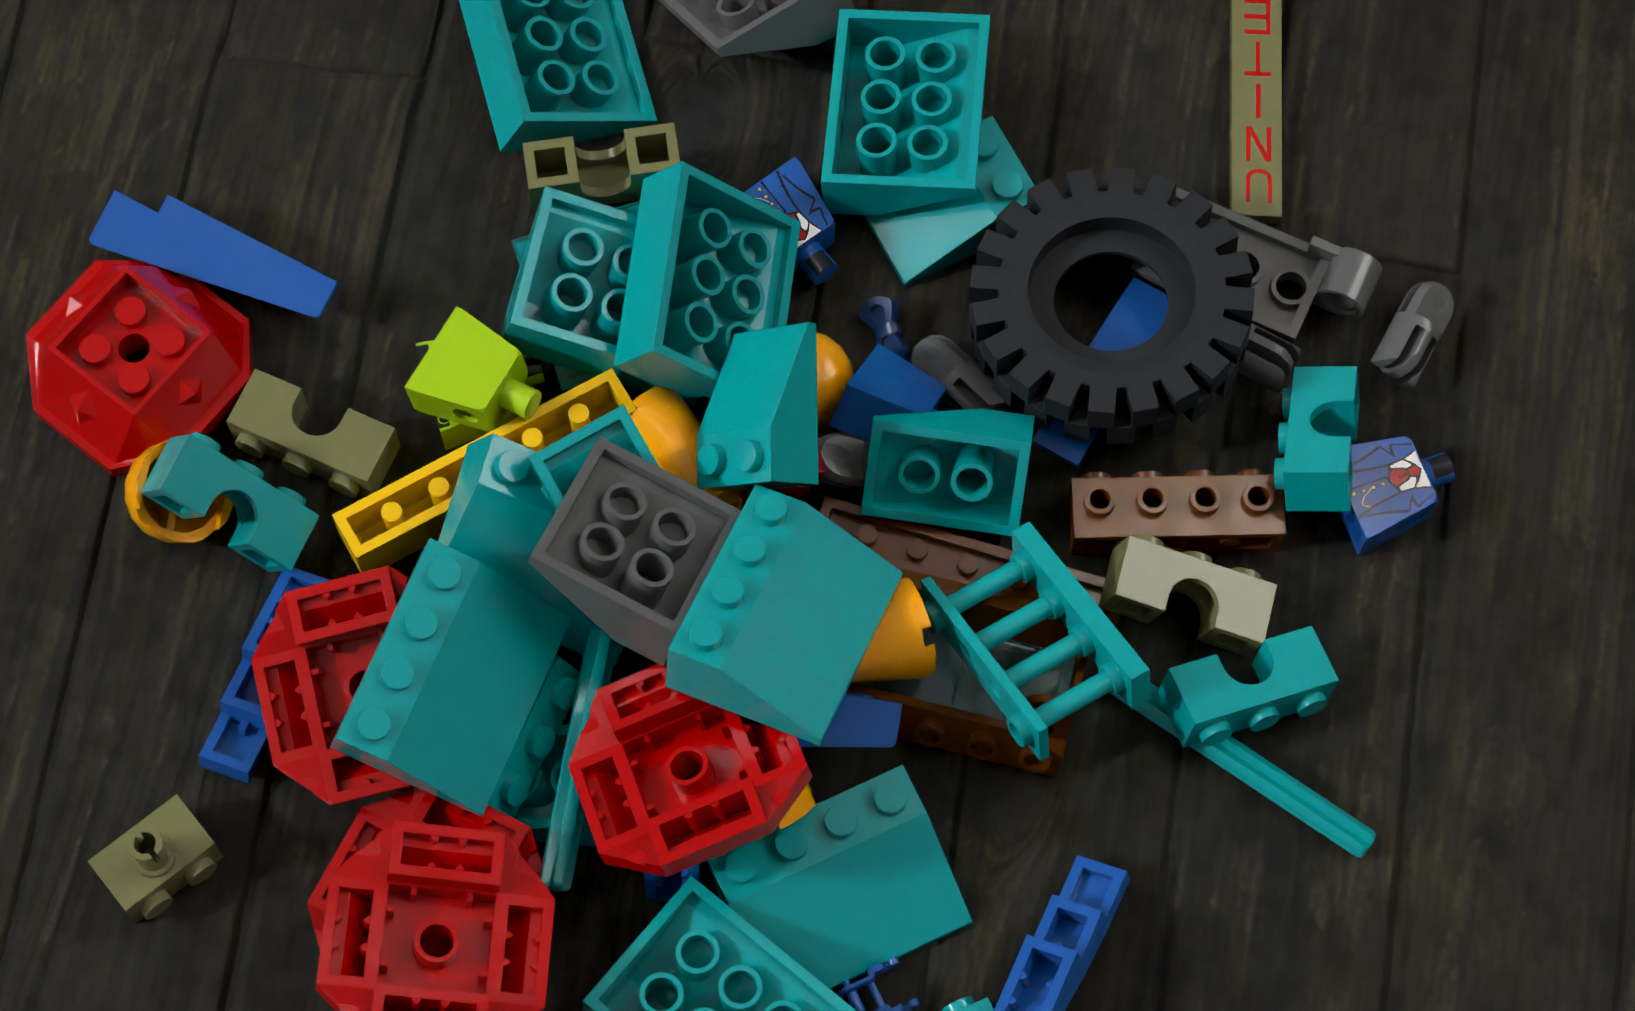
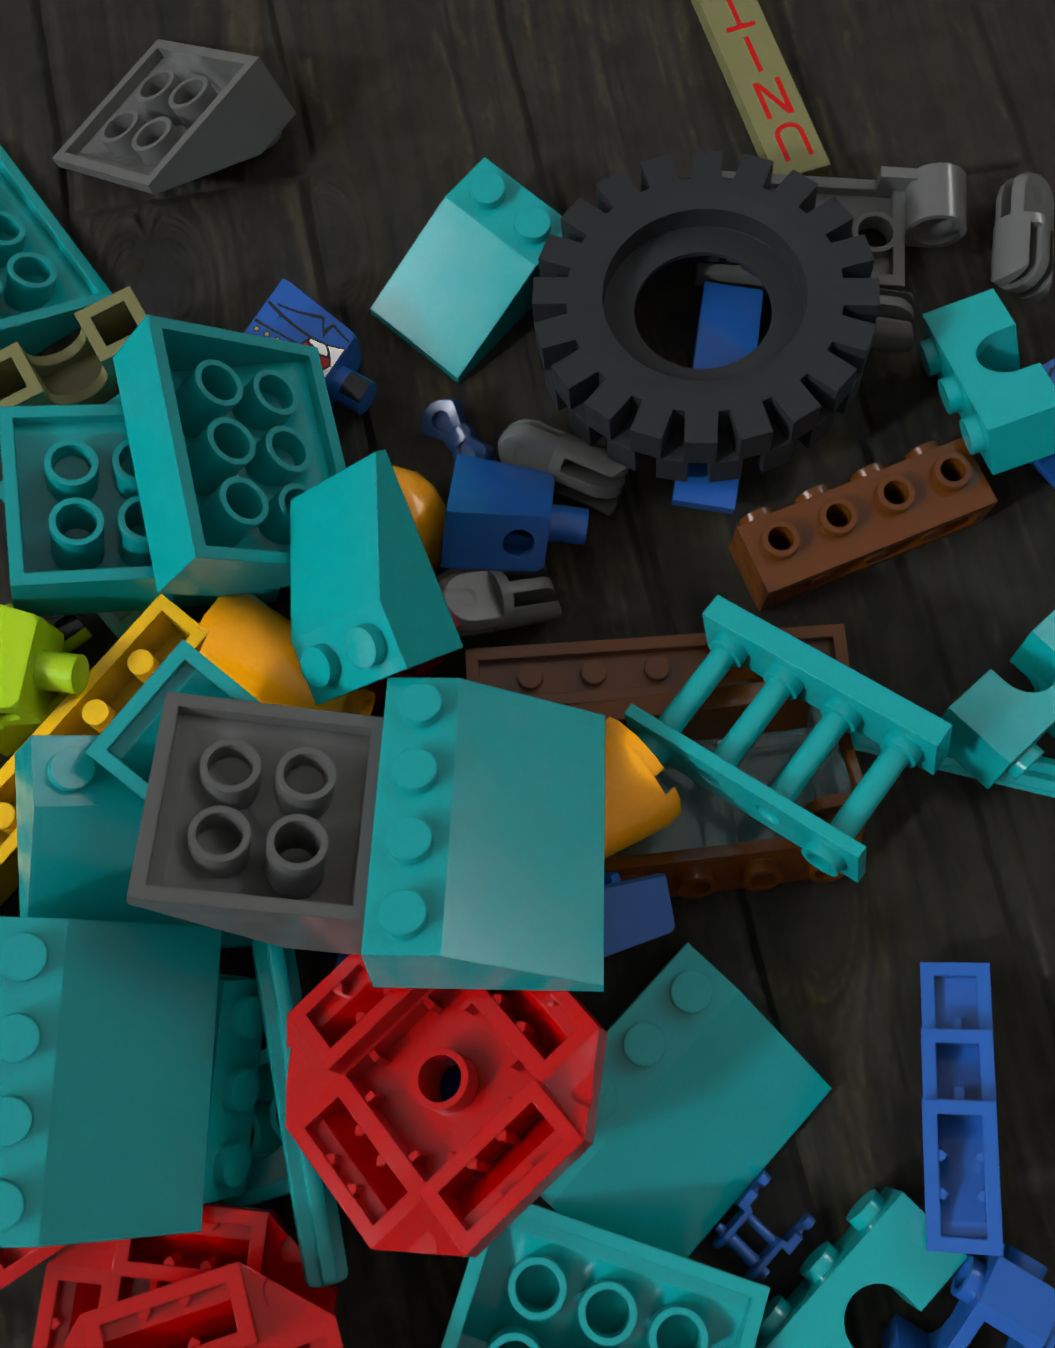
camera: 20 degrees left, 5 degrees up
(904, 110) = (386, 185): teal slope -> none
(949, 468) = (601, 565): teal slope -> none
(1231, 602) = (967, 603): arch -> none

